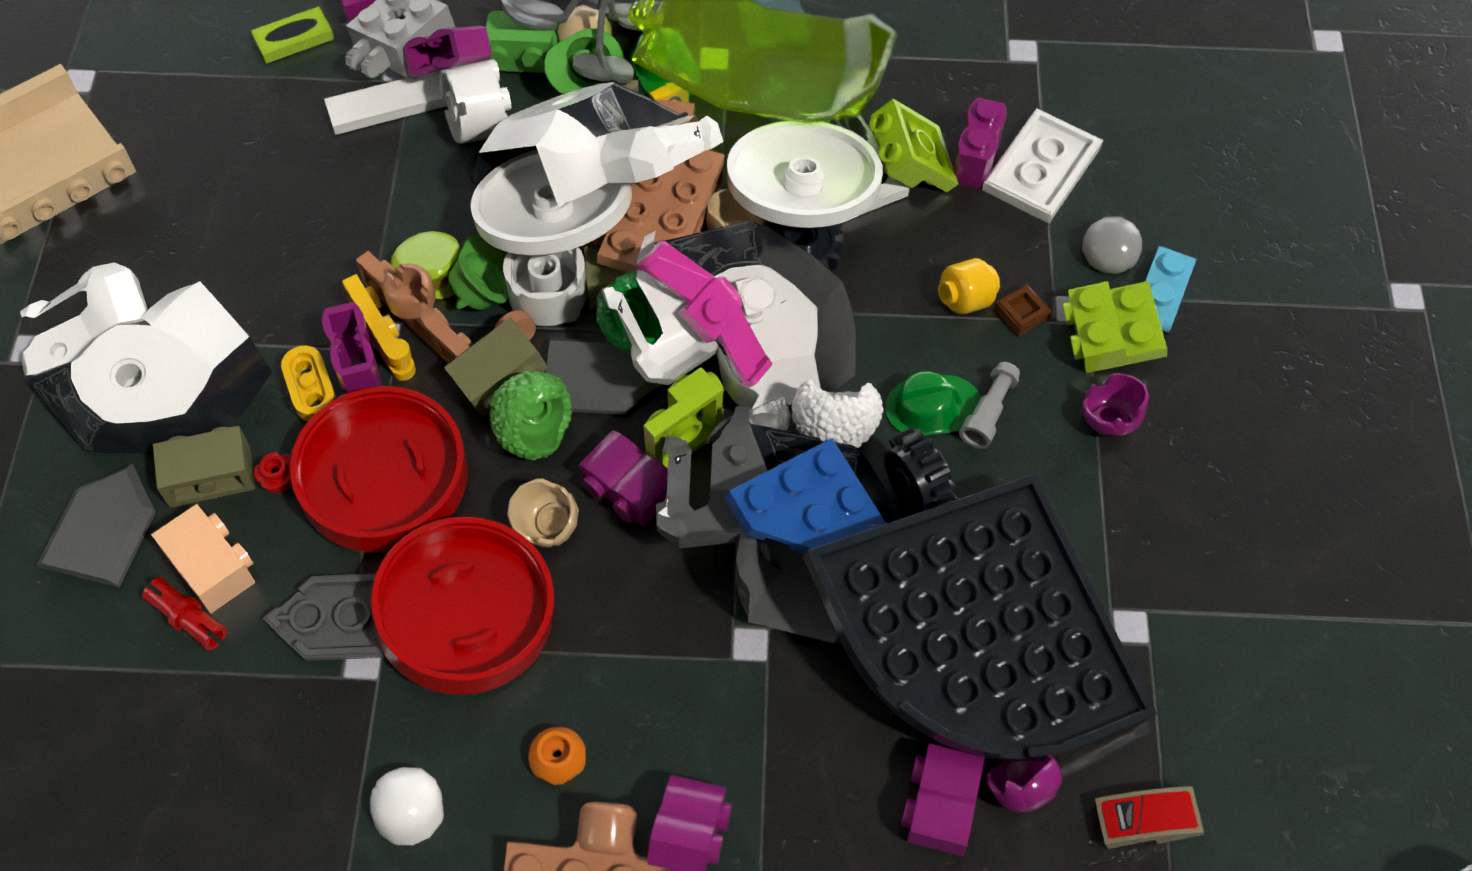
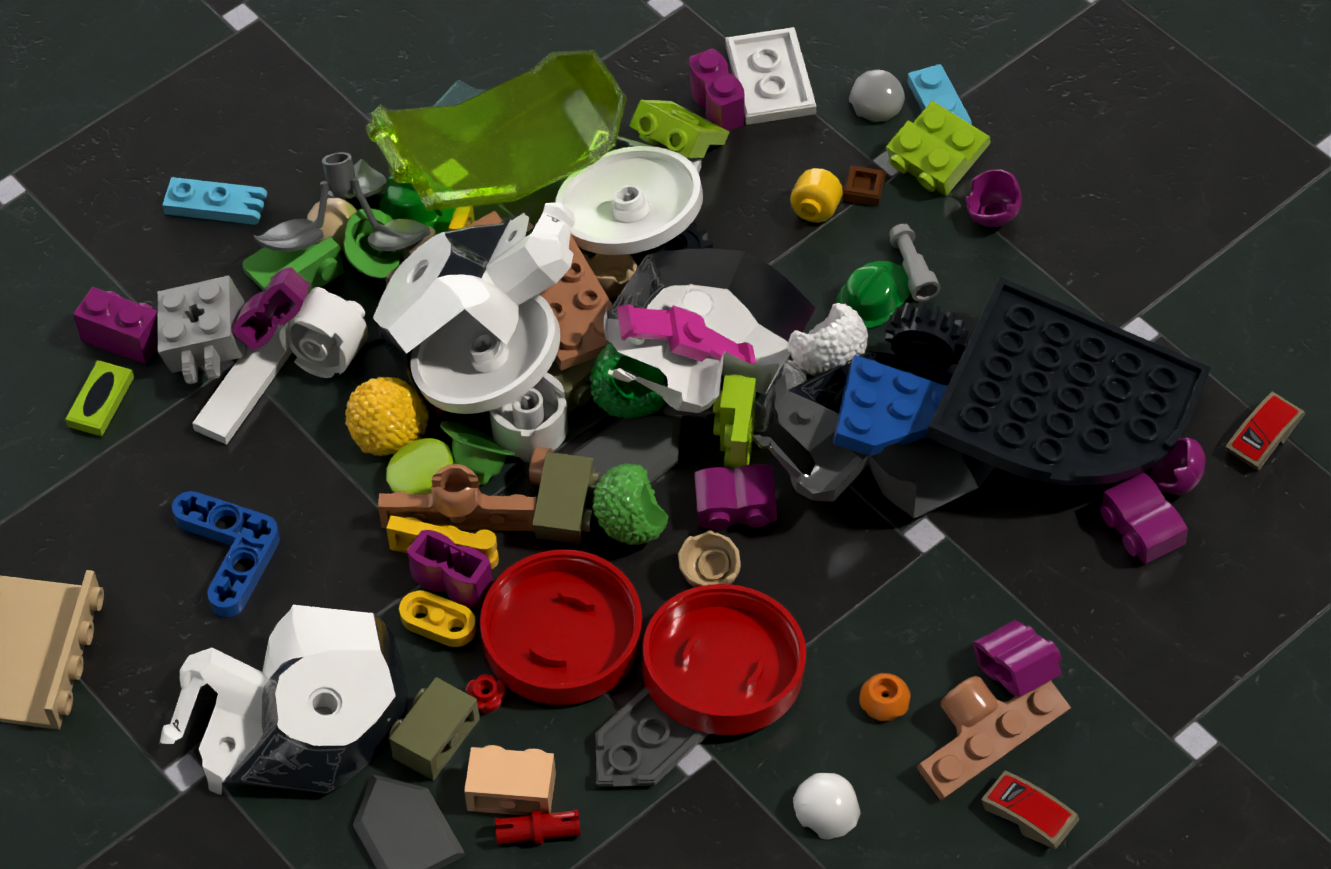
camera: 40 degrees left, 5 degrees down
(254, 216) = (242, 543): none -> blue beam
(442, 197) = (385, 415): none -> yellow hair

